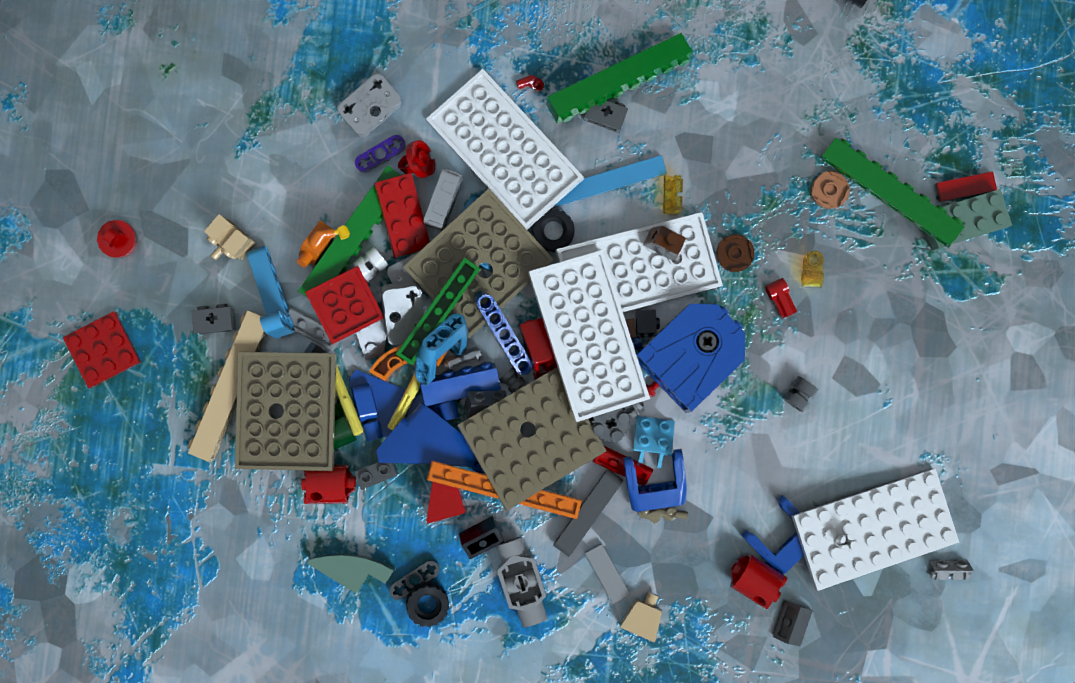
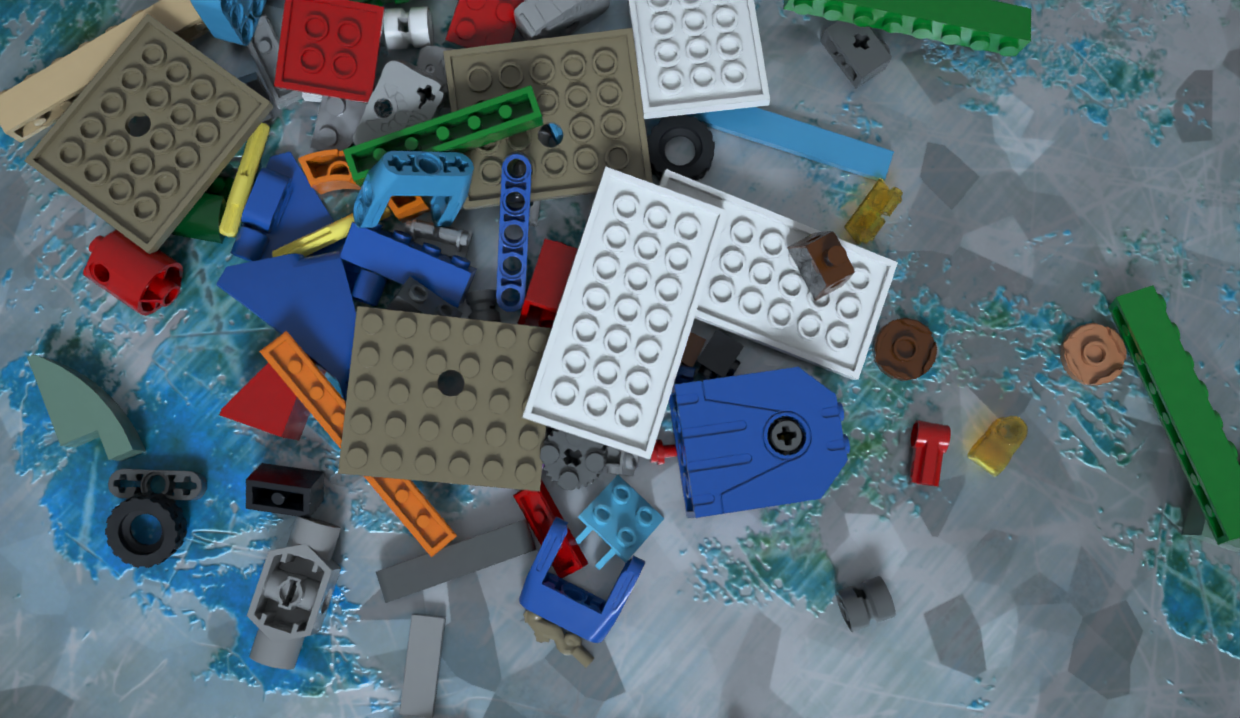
camera: 30 degrees right, 5 degrees down
(375, 474) = (209, 304): dark grey brick -> none

